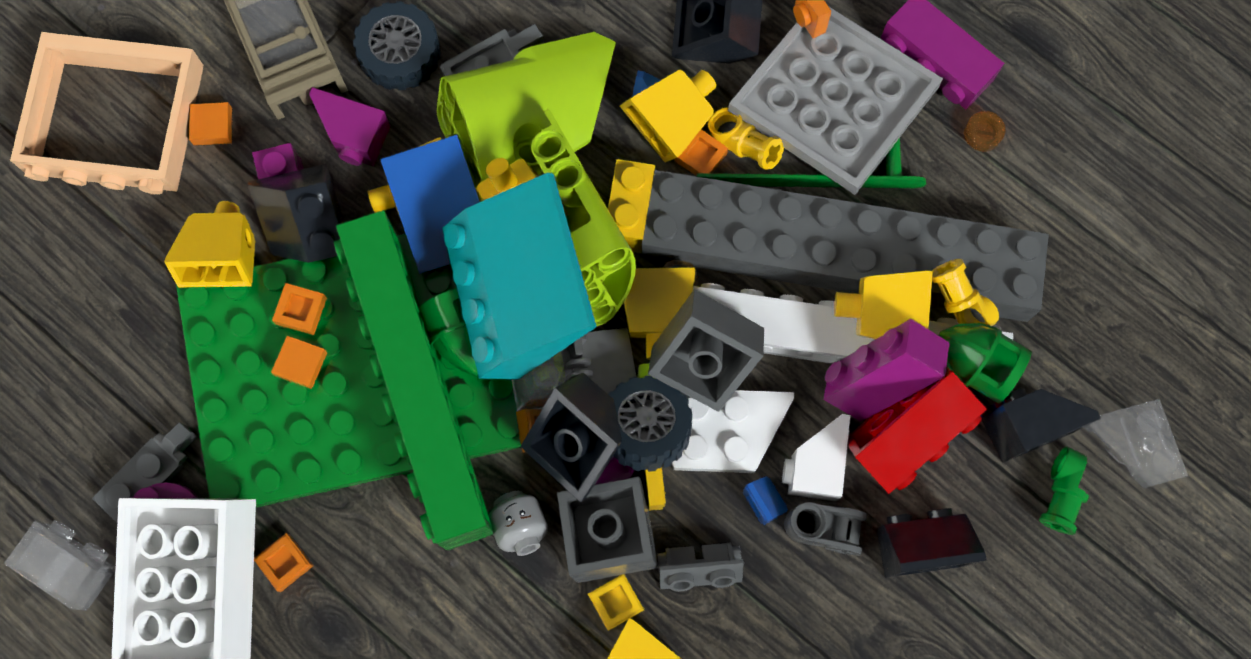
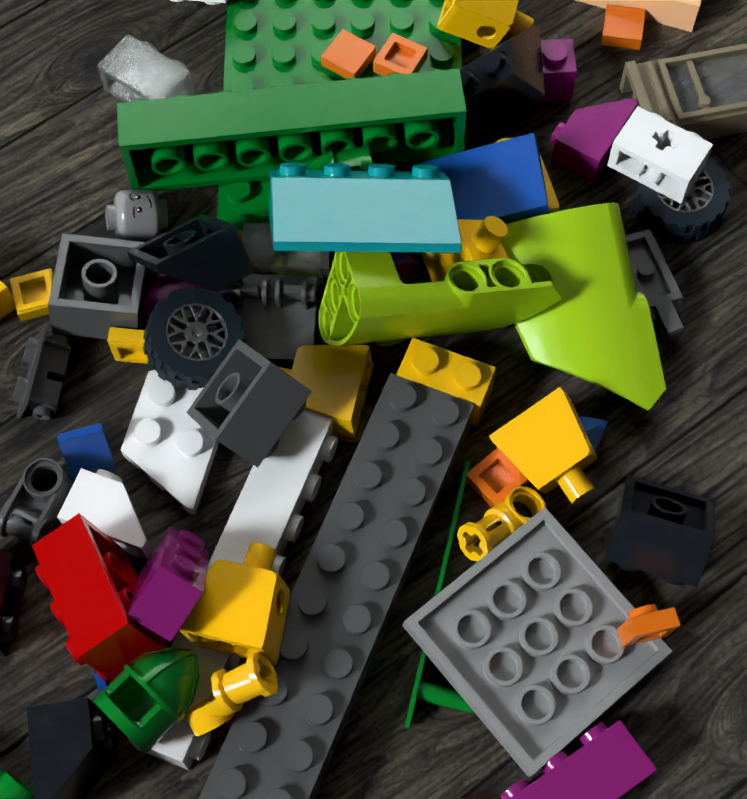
camera: 105 degrees right, 10 degrees down
(283, 562) = (169, 30): orange tile -> none
(354, 561) = (140, 72): none -> clear brick
(375, 76) = (659, 154): none -> white brick

